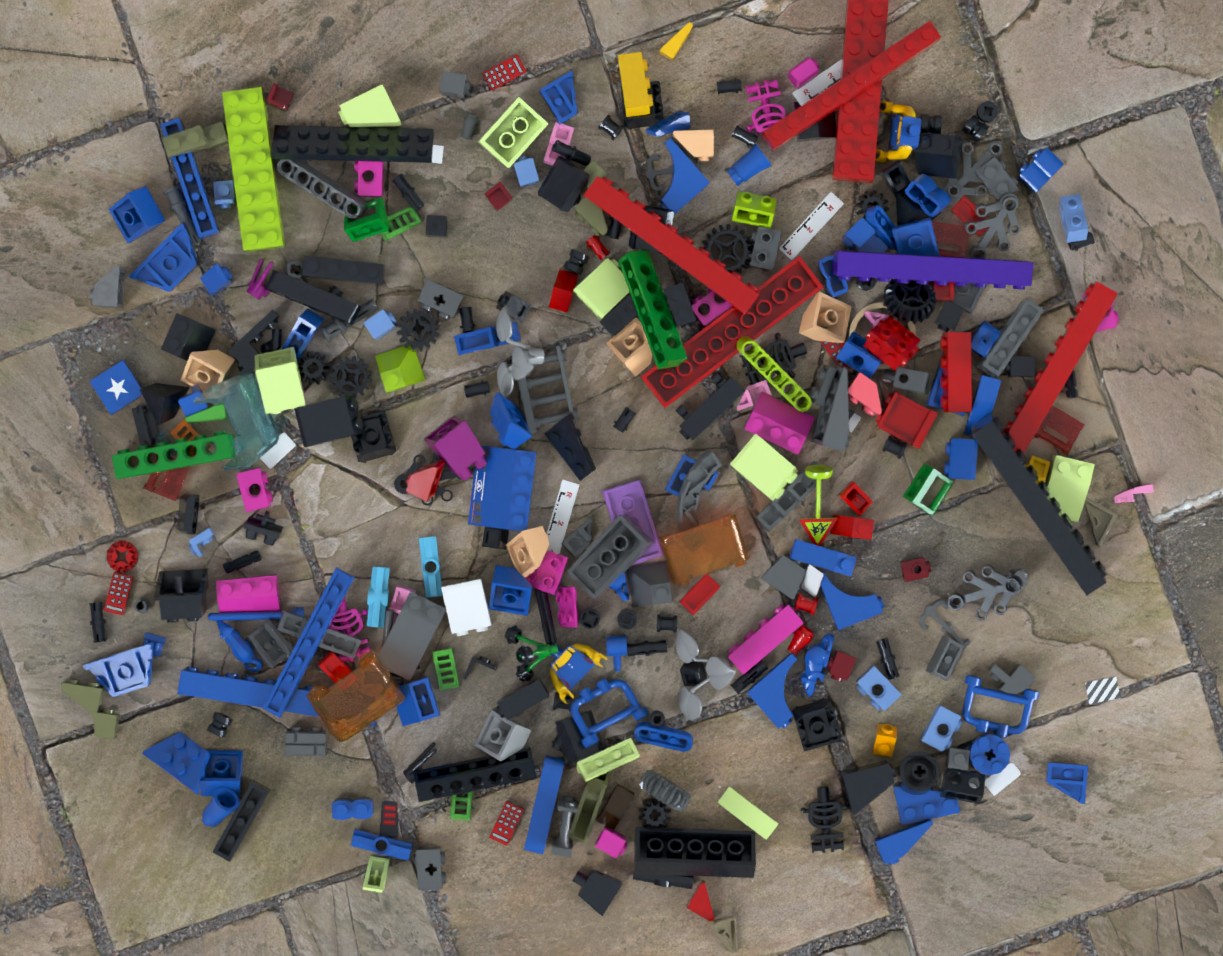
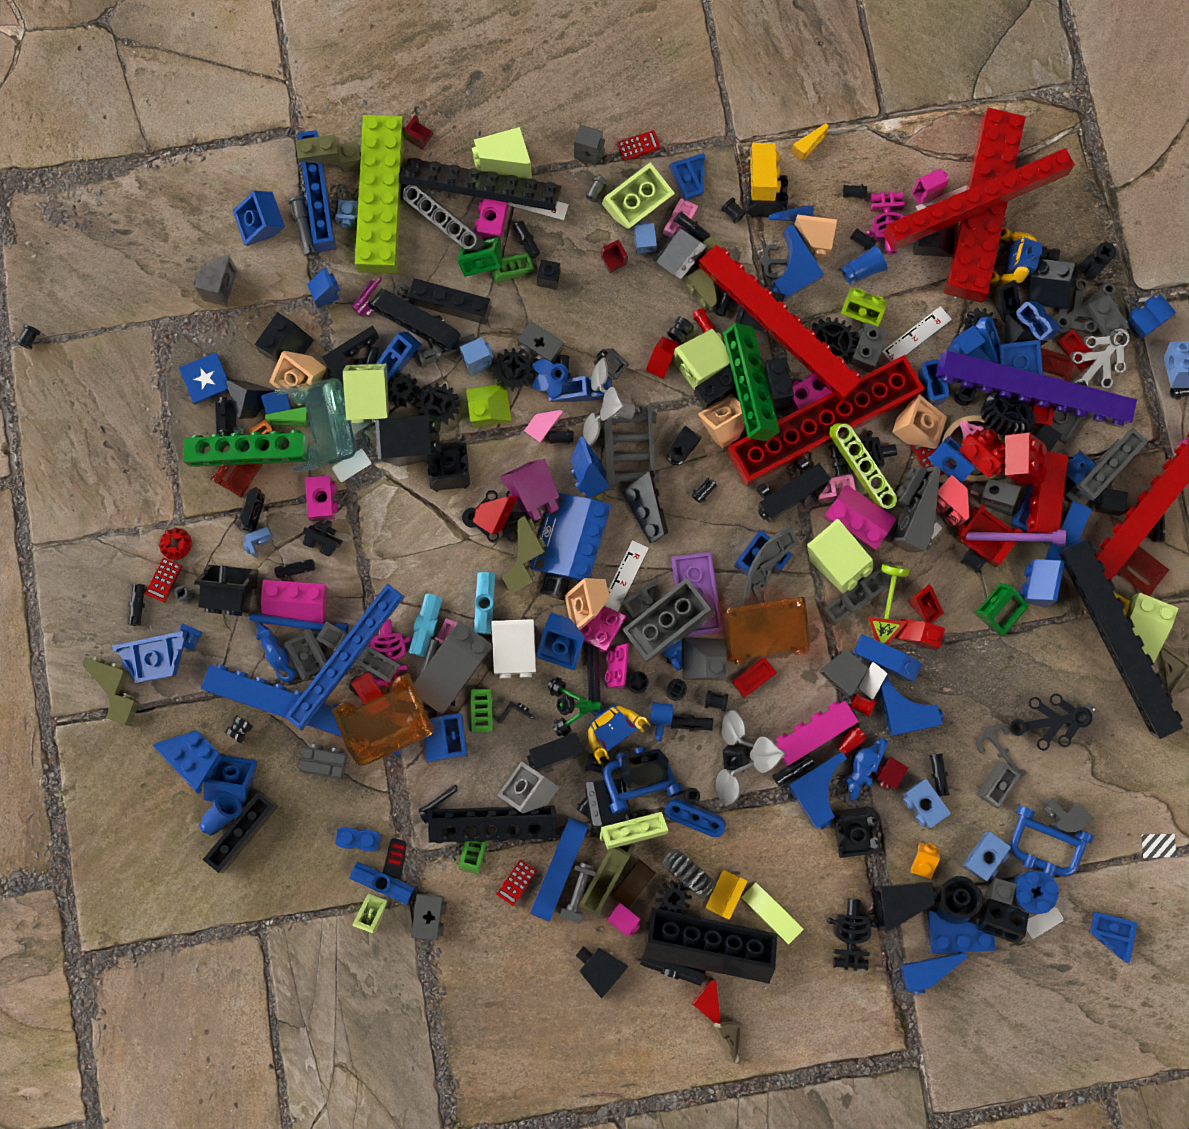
camera: 10 degrees right, 10 degrees down
(169, 261) = (280, 266): blue wing -> none
(454, 334) = (547, 377): none -> blue plate
(456, 379) = (542, 424): none -> bright pink slope
(464, 508) = (528, 548): none -> olive arch
(599, 376) = (684, 443): none -> black piece
(608, 700) = (644, 768): none -> black brick
(703, 802) = (726, 894): none -> yellow panel
(915, 569) = (979, 687): dark red brick -> none
(927, 345) = (1025, 458): none -> brick
(969, 416) = (1056, 538): none -> medium lavender piece

